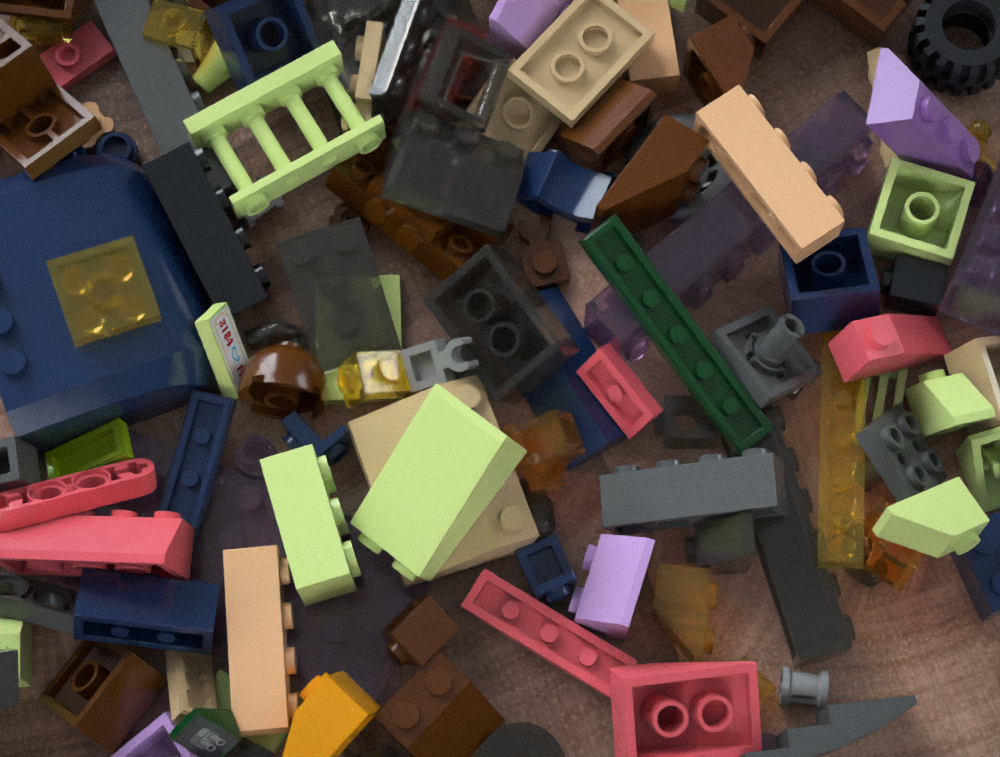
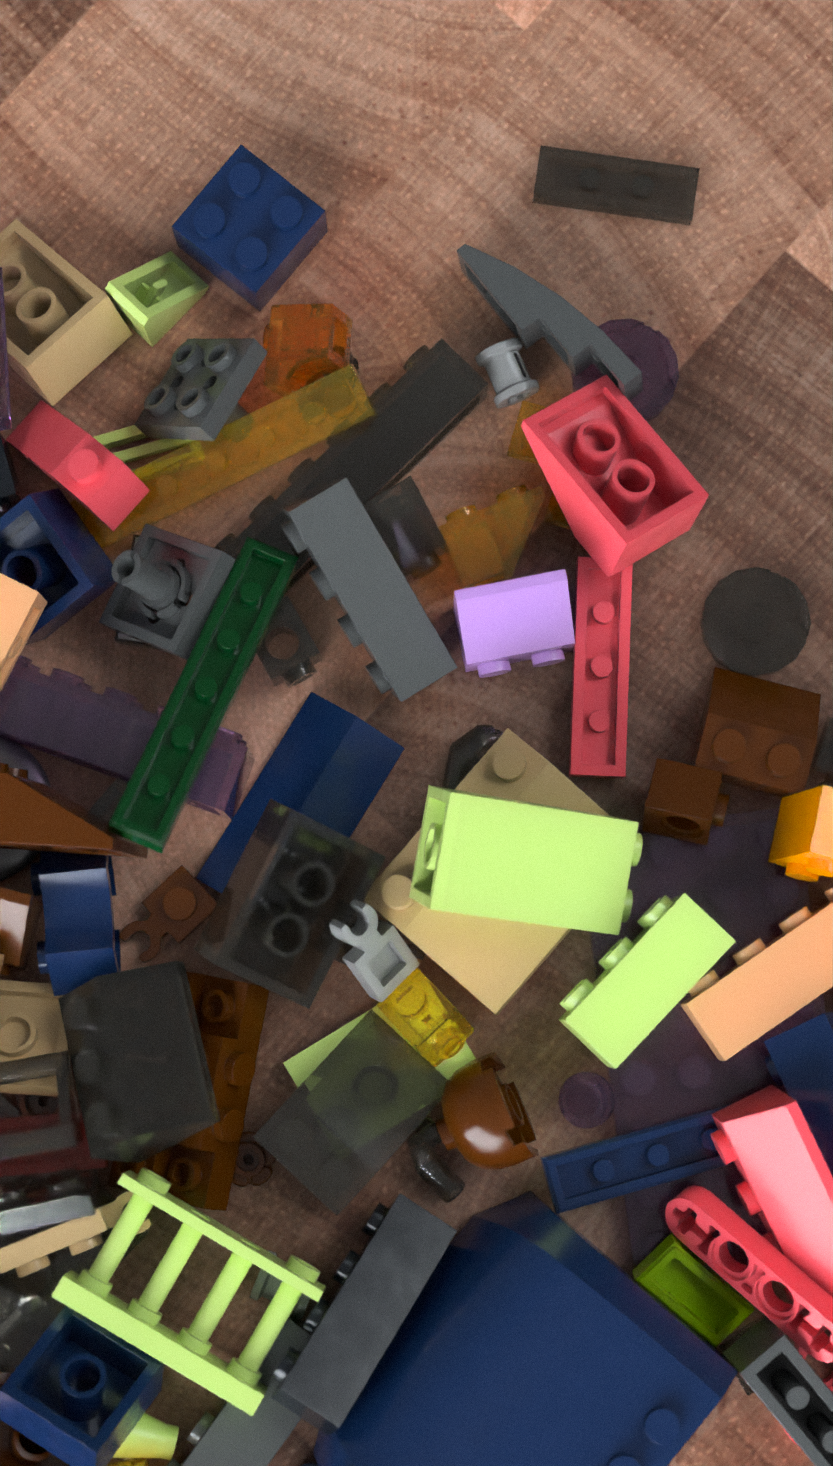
camera: 120 degrees left, 10 degrees up
(103, 291) = (521, 1371): clear yellow plate -> none
(223, 347) = (490, 1206): tile -> none
(300, 435) = (539, 1057): dark blue bracket -> none
(547, 569) = (534, 704): dark blue bracket -> none
(550, 446) = (400, 779): clear orange brick -> none
(619, 391) = (291, 732): coral plate -> none
(935, 520) = (264, 306): yellowish green slope -> none
(946, 403) = (113, 369): yellowish green slope -> none

